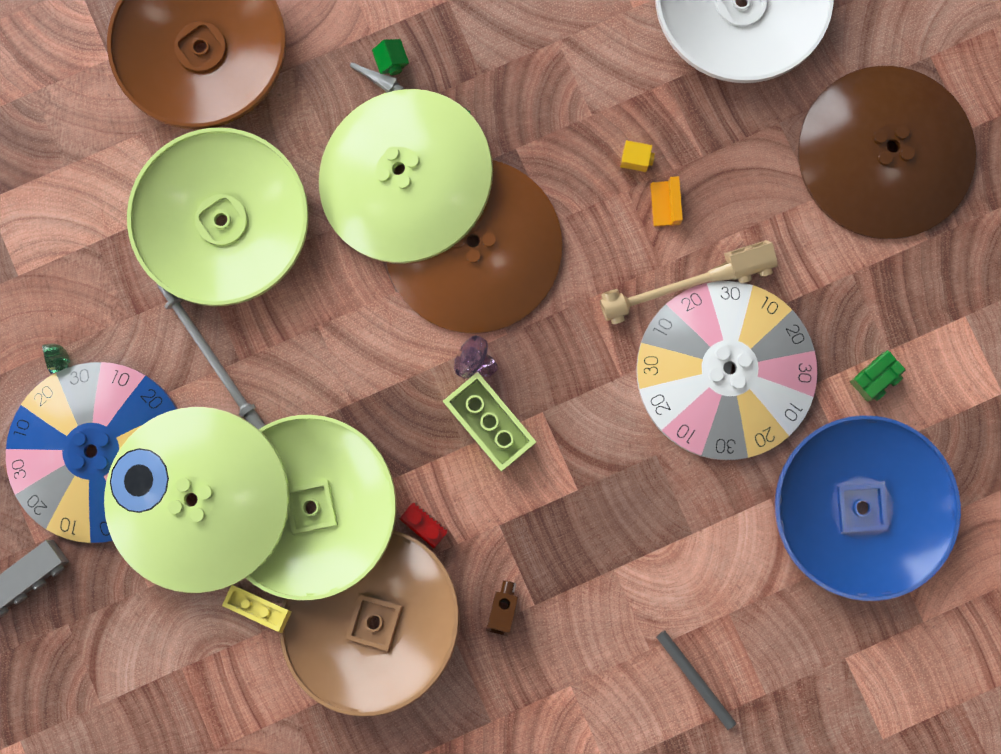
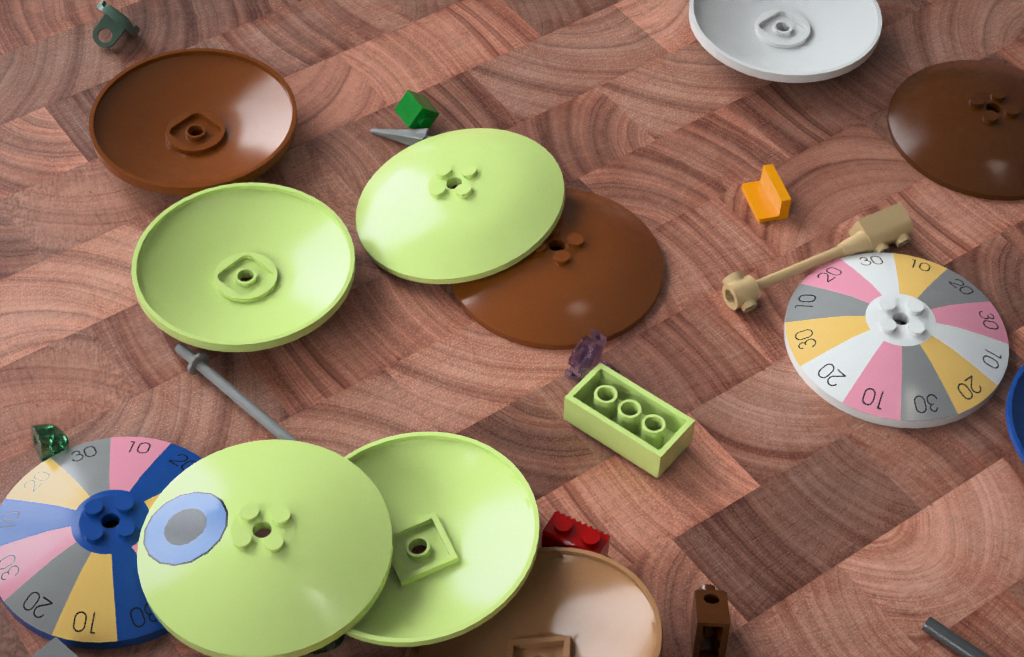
camera: 15 degrees left, 35 degrees down
(637, 156) = (718, 160): yellow brick -> none

